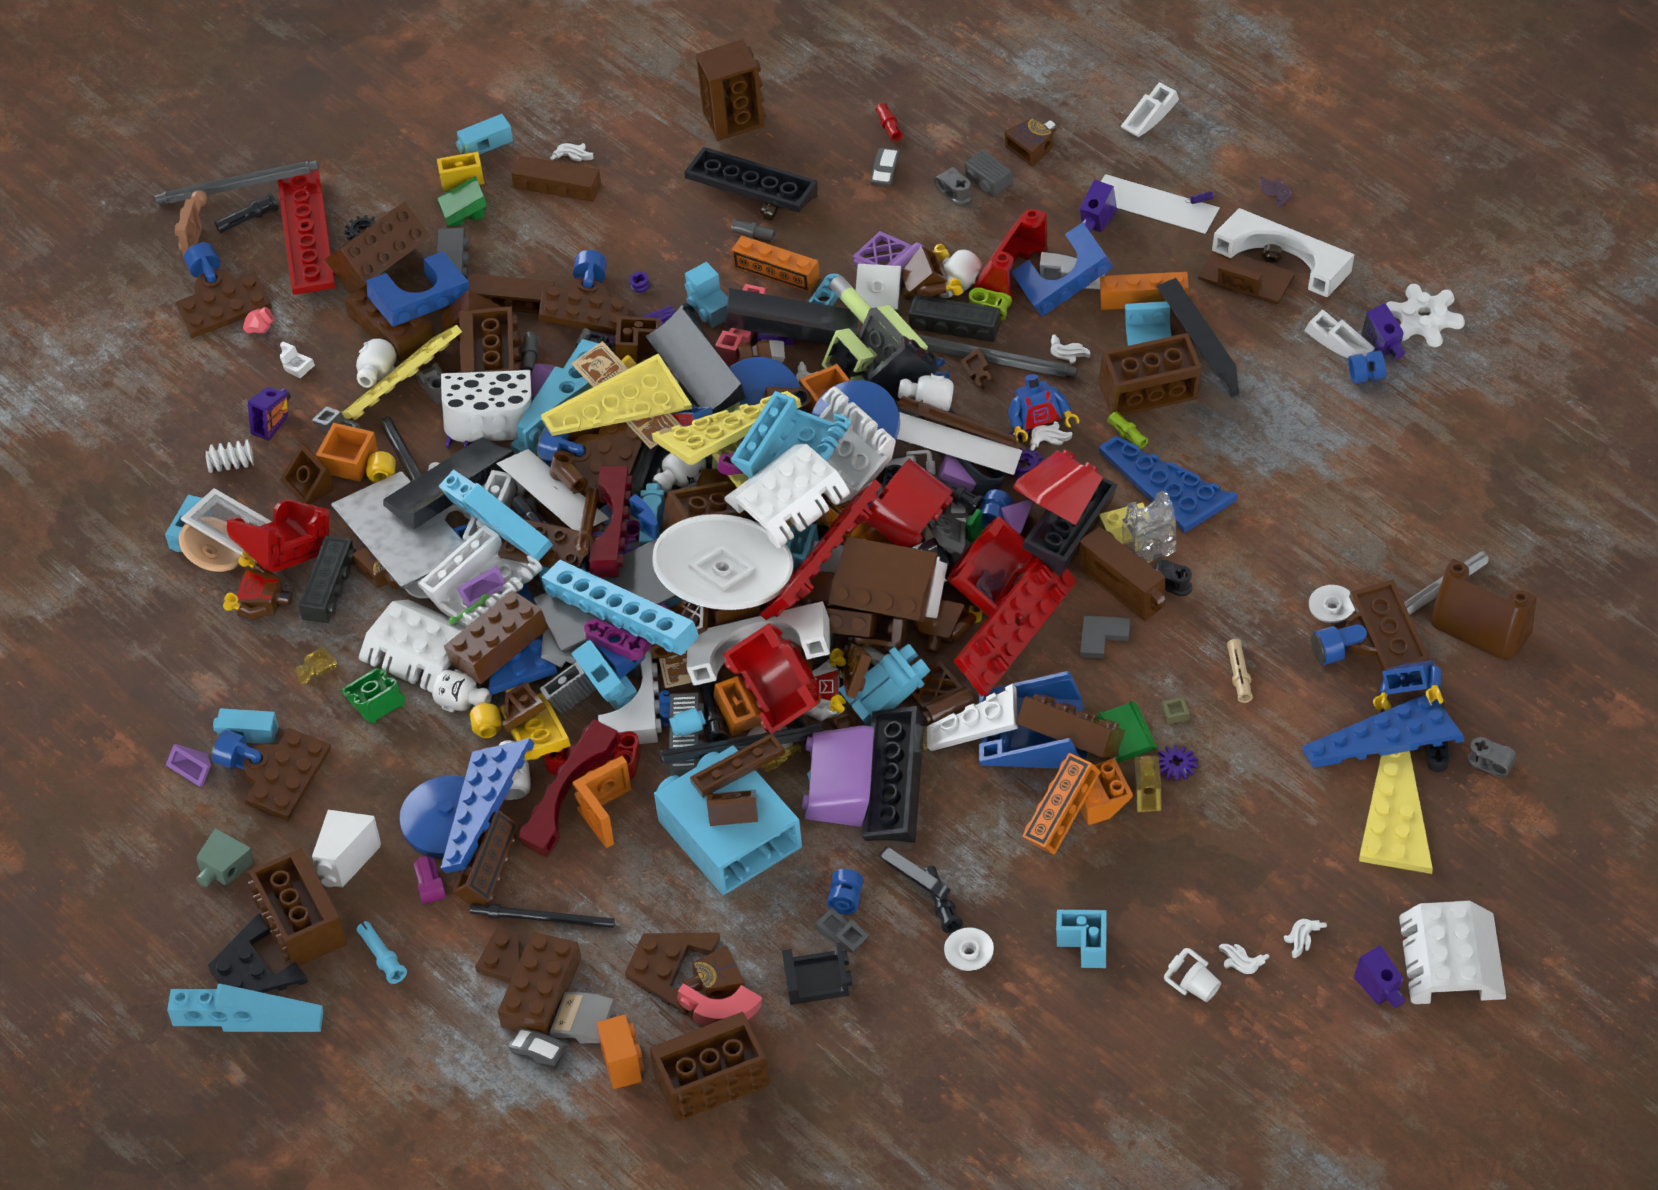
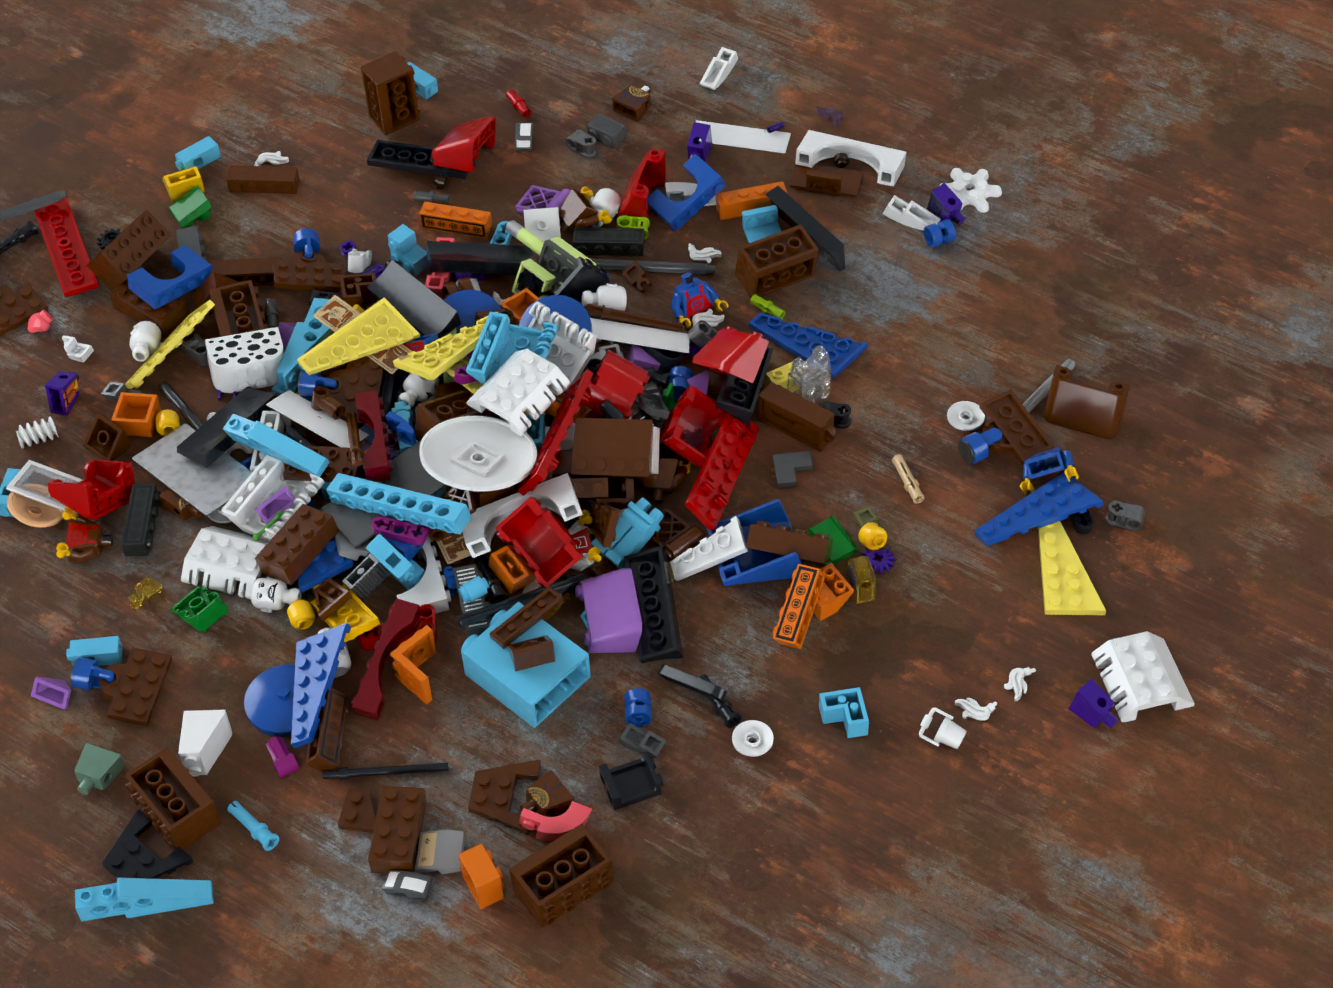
camera: 15 degrees left, 0 degrees up
(647, 299) = (359, 260): none -> white piece
(775, 76) = (425, 83): none -> medium azure brick
(804, 166) = (463, 142): none -> red windscreen
(895, 535) = (611, 411): none -> black cone
(1035, 451) = (701, 333): none -> flat silver piece
(1175, 734) = (872, 536): none -> yellow head

